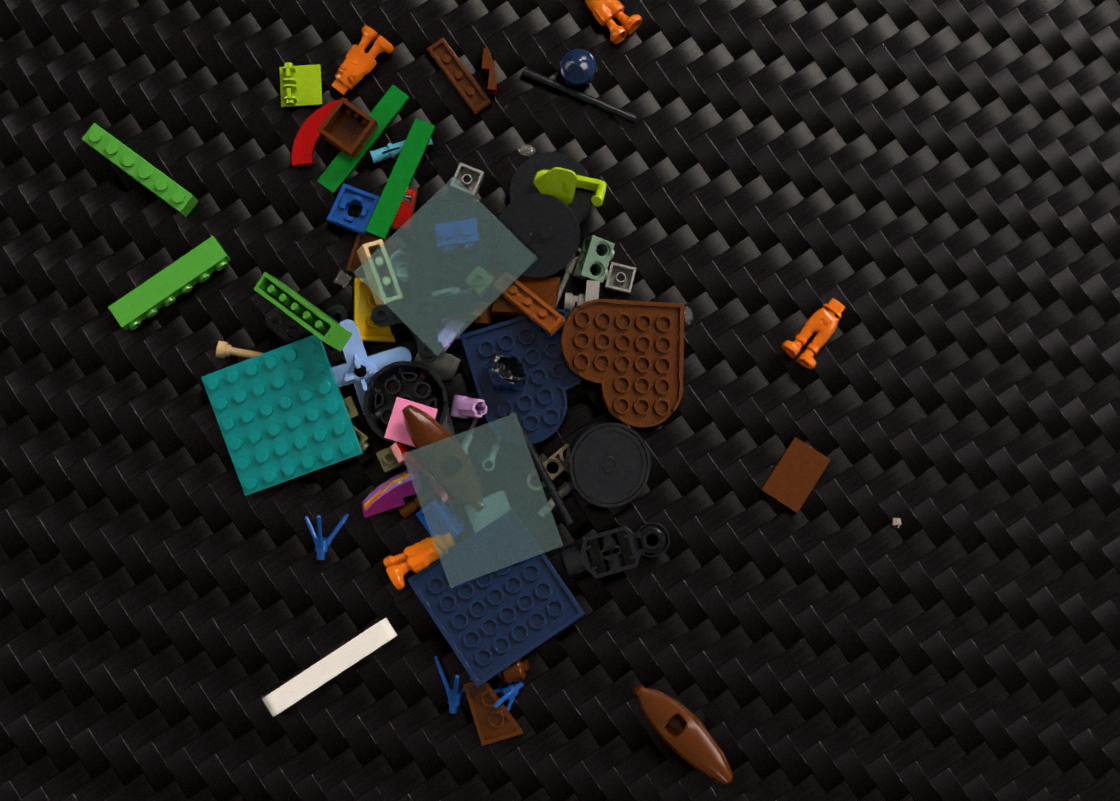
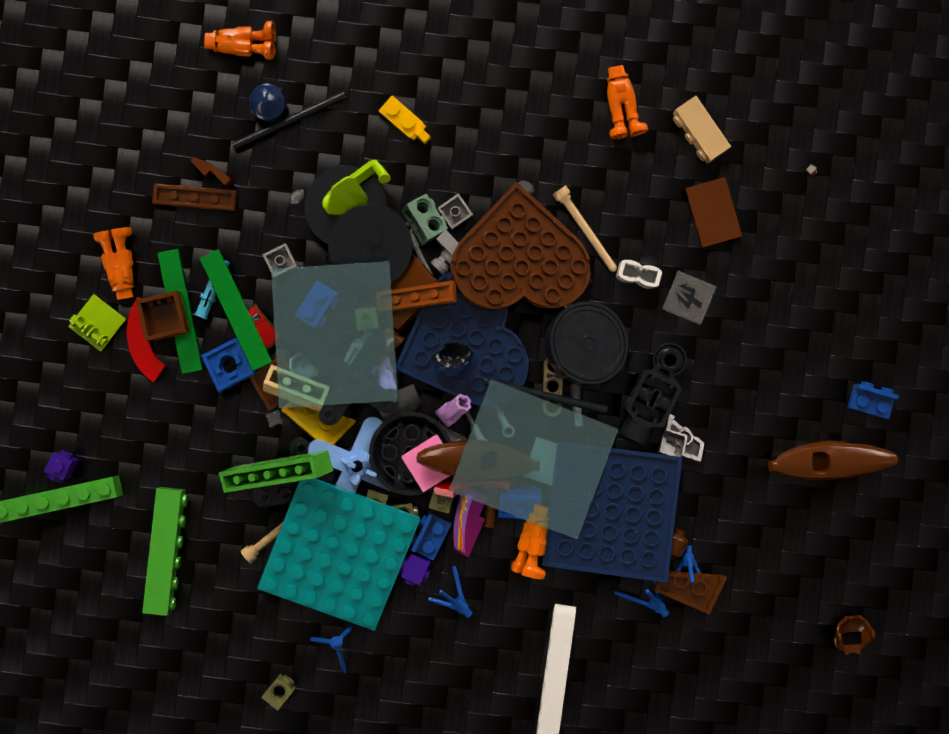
camera: 50 degrees left, 5 degrees up
(127, 460) = (273, 697): none -> olive brick
(168, 151) = (61, 466): none -> dark purple brick
(210, 473) = (336, 643): none -> blue plant
(319, 485) = (414, 569): none -> dark purple brick
(355, 475) = (431, 535): none -> blue bracket
(596, 605) = (680, 442): none -> flat silver slope
(656, 180) = (404, 120): none -> yellow hinge
(699, 463) = (633, 272): none -> white brick
(705, 349) = (564, 197): none -> tan piece
(713, 514) = (689, 297): none -> clear tile
(760, 727) = (872, 400): none -> blue bracket
(849, 409) = (700, 130): none -> tan brick

